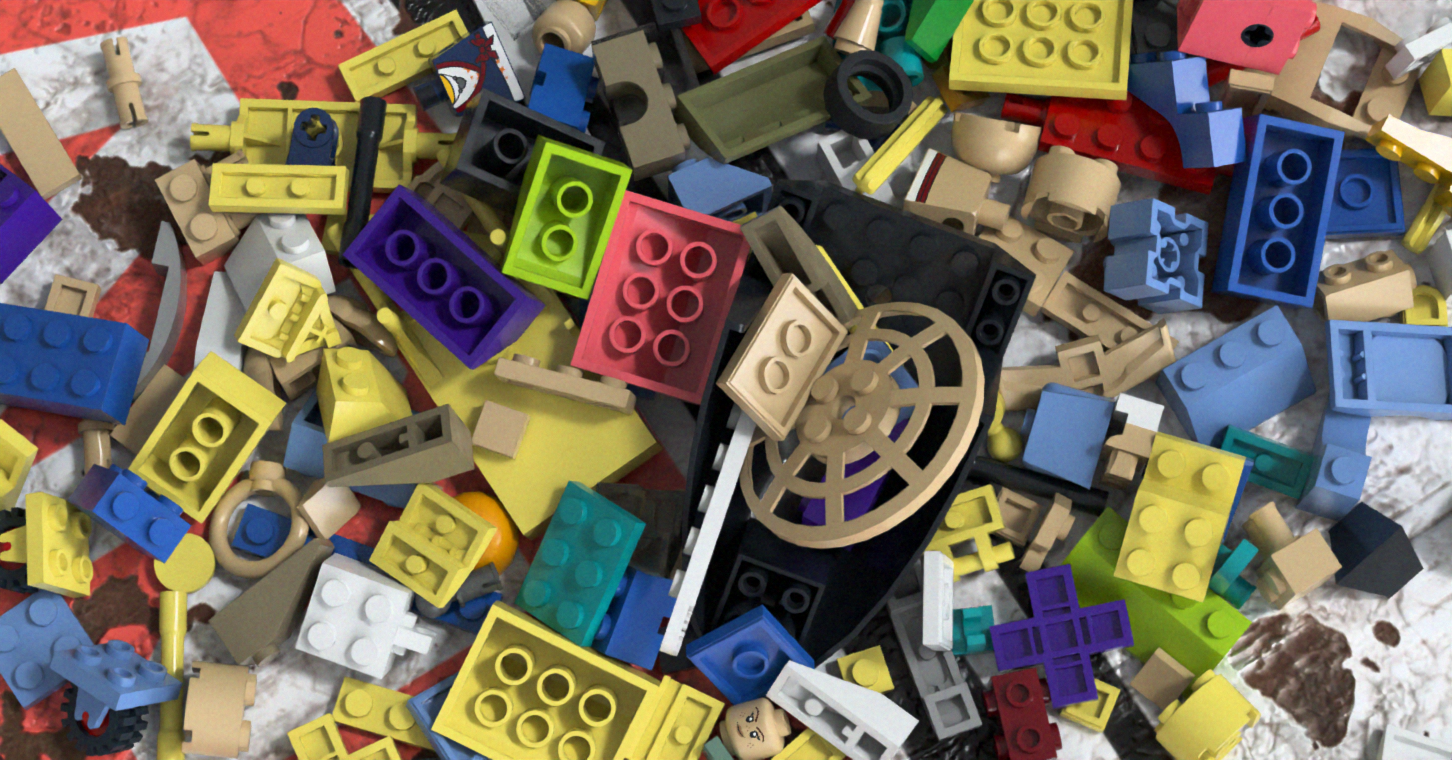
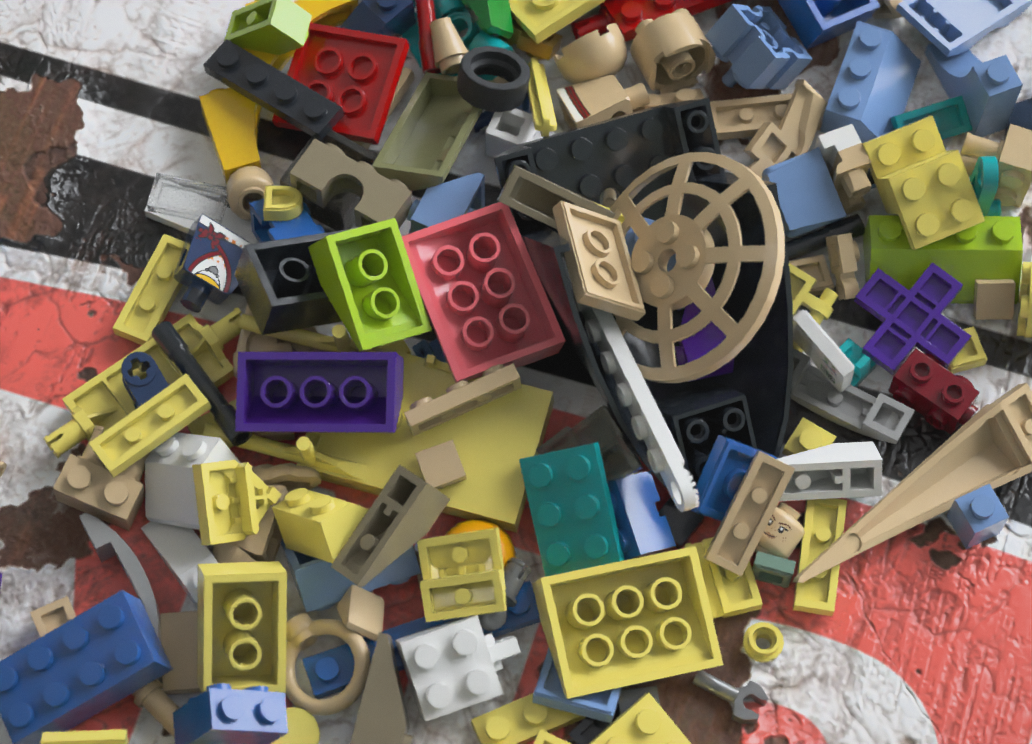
camera: 40 degrees left, 10 degrees down
(569, 67) = (282, 203): none -> light yellow tile
(735, 696) = (749, 513): none -> tan plate

